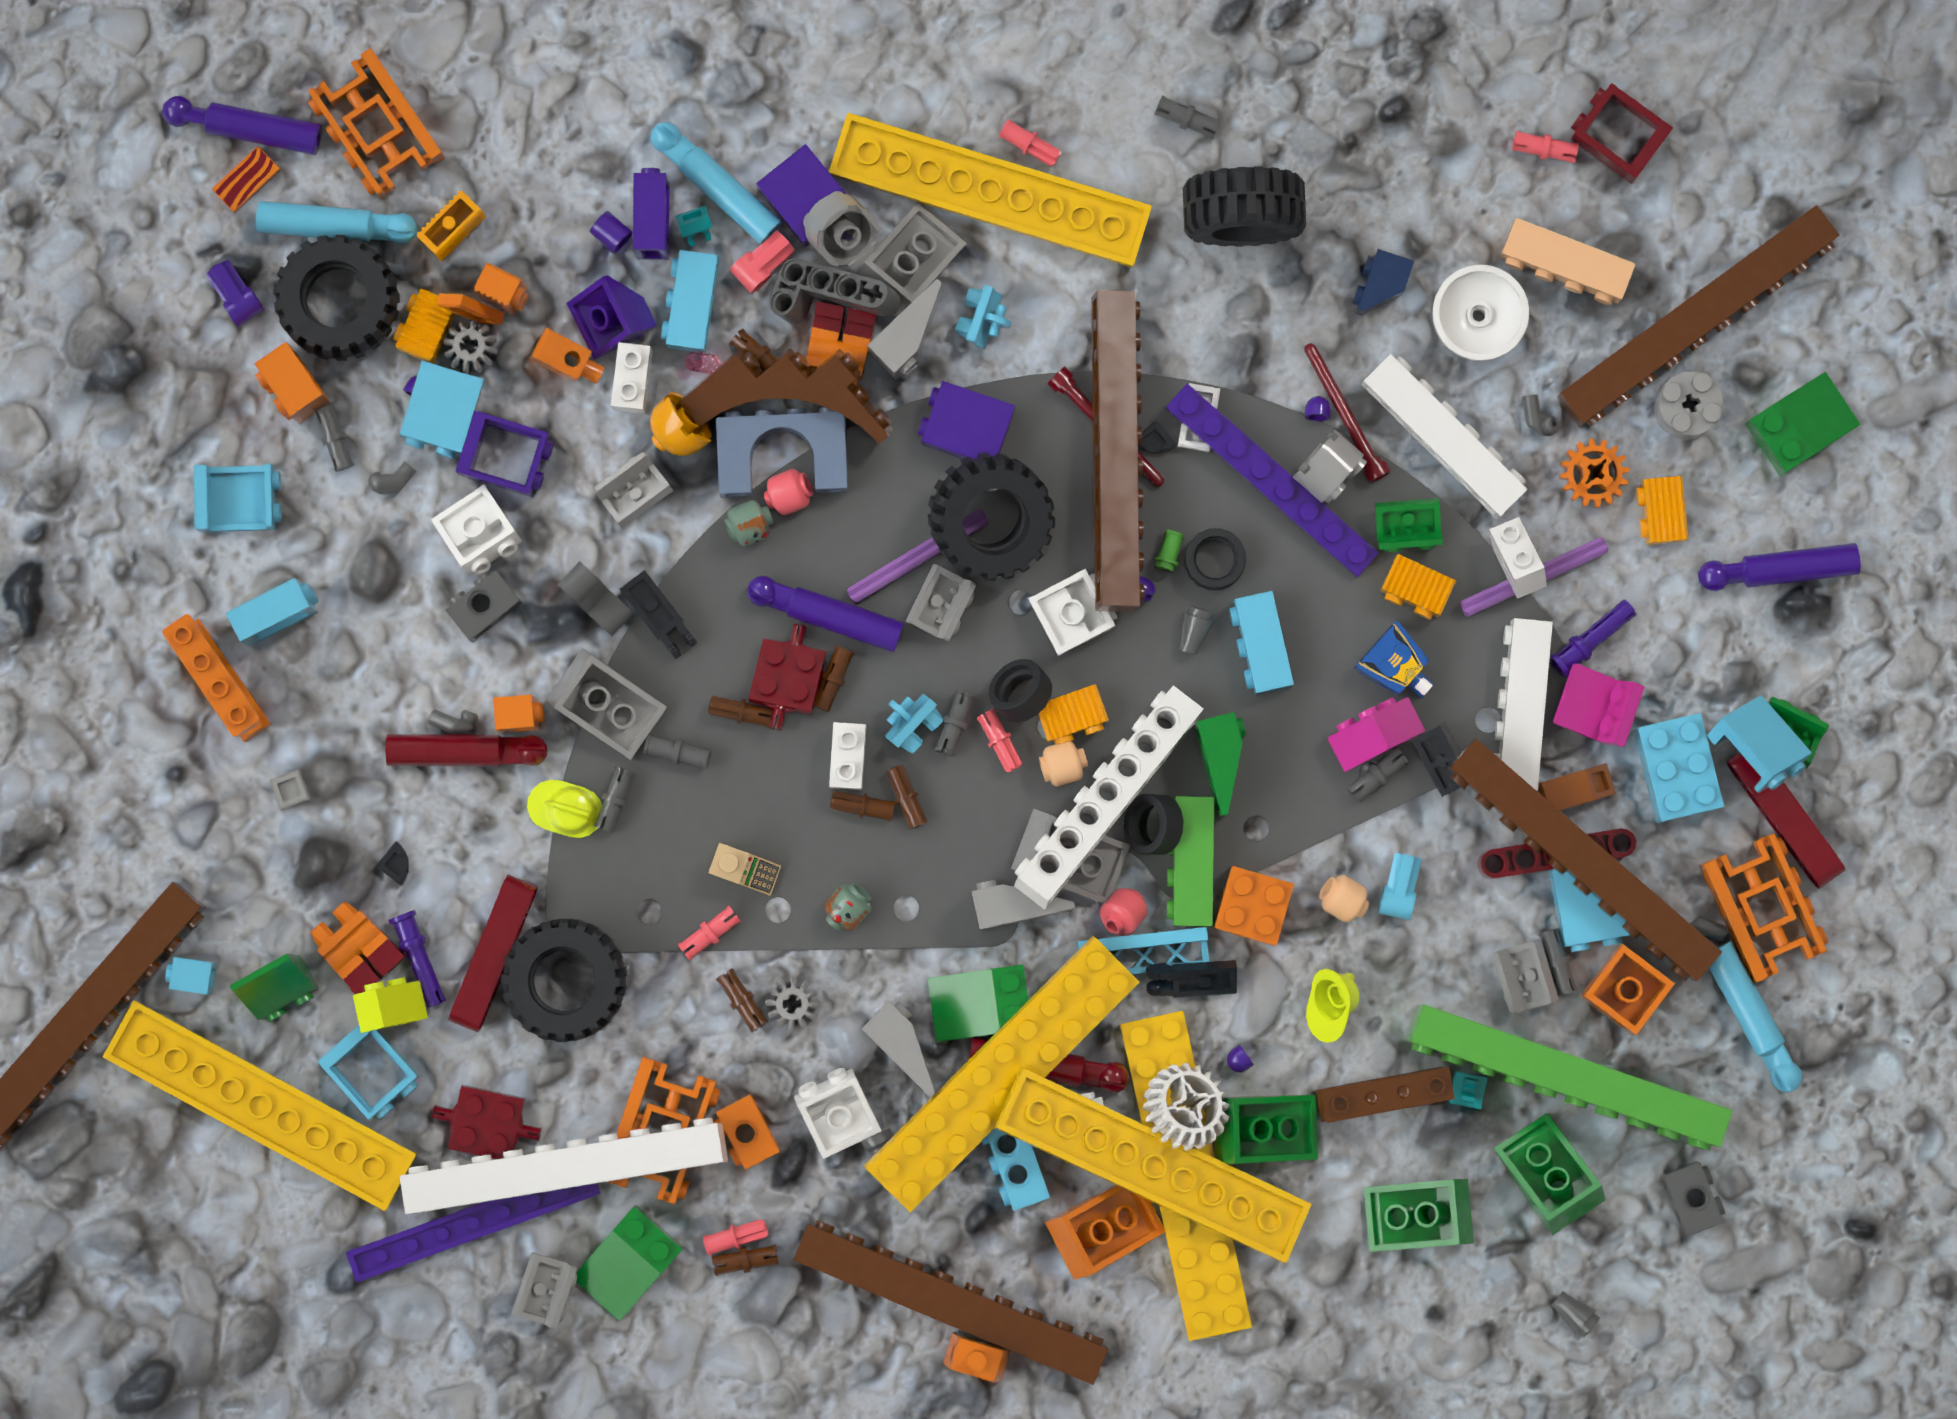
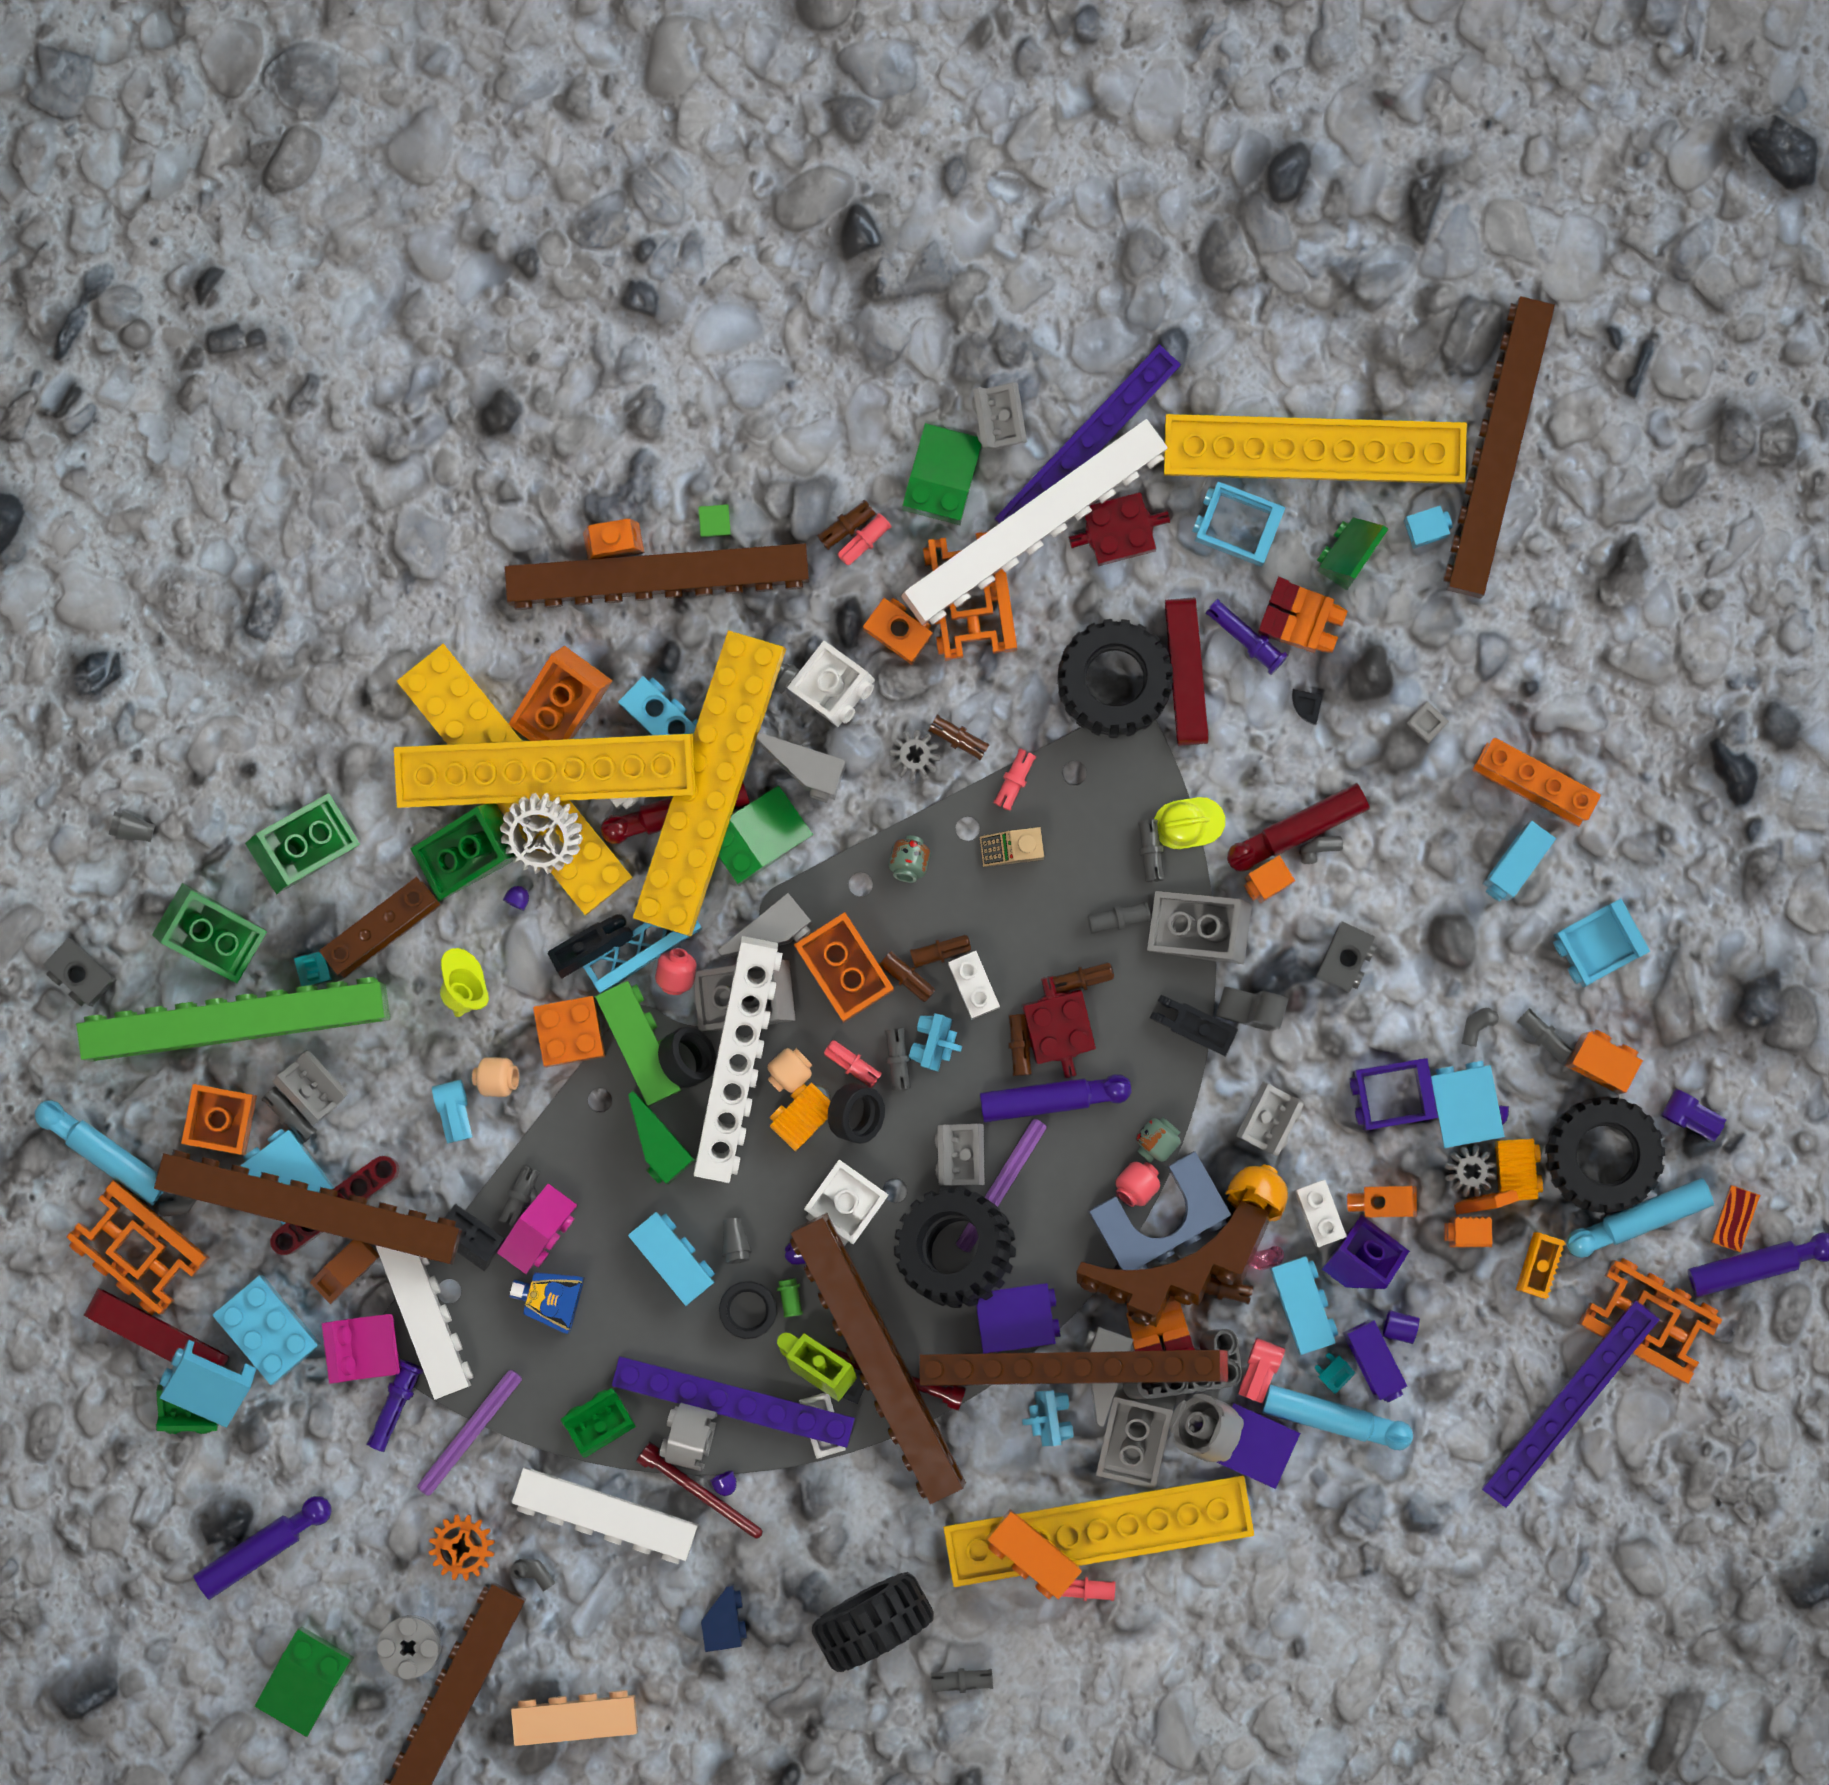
camera: 150 degrees right, 0 degrees up
(390, 1005) = (1248, 583): neon yellow brick -> none
(477, 531) = (1383, 1017): white plate -> none
(489, 84) = (1570, 1403): none -> dark purple plate
(869, 1328) = (714, 521): none -> bright green tile
(936, 344) = (1074, 1368): none -> reddish brown brick
(962, 834) = (844, 967): none -> orange brick
(1063, 193) = (1033, 1555): none -> orange brick
(1176, 474) = (817, 1364): none -> lime brick
(1417, 586) = (564, 1373): light orange brick -> none
(1483, 290) = (610, 1652): white dish -> none
(1518, 557) = (490, 1440): white brick -> none
(1663, 510) = (387, 1545): light orange brick -> none

